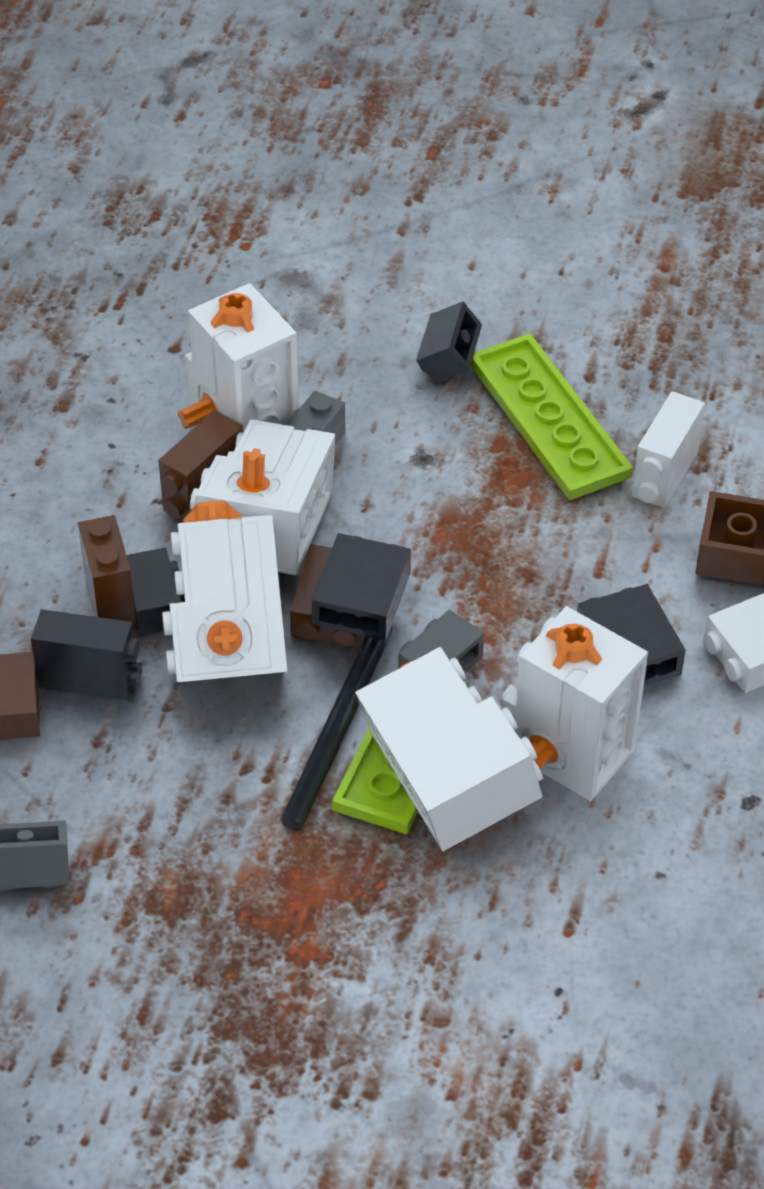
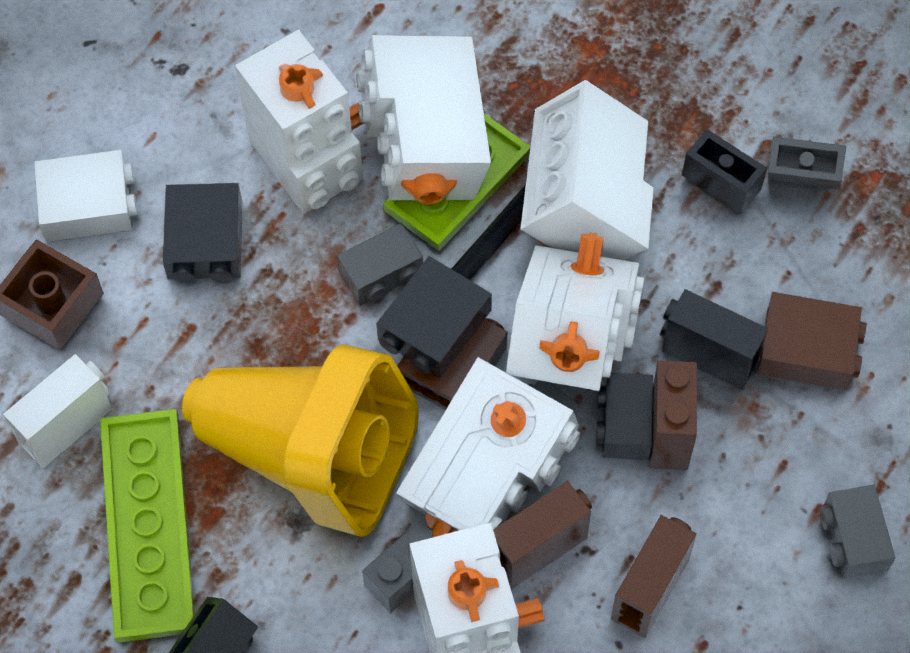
camera: 160 degrees left, 15 degrees up
(92, 463) = (653, 575): none -> reddish brown brick
(115, 822) = (724, 171): none -> black brick
(255, 741) = (588, 174): none -> white piece
(438, 466) = (318, 431): none -> yellow cone

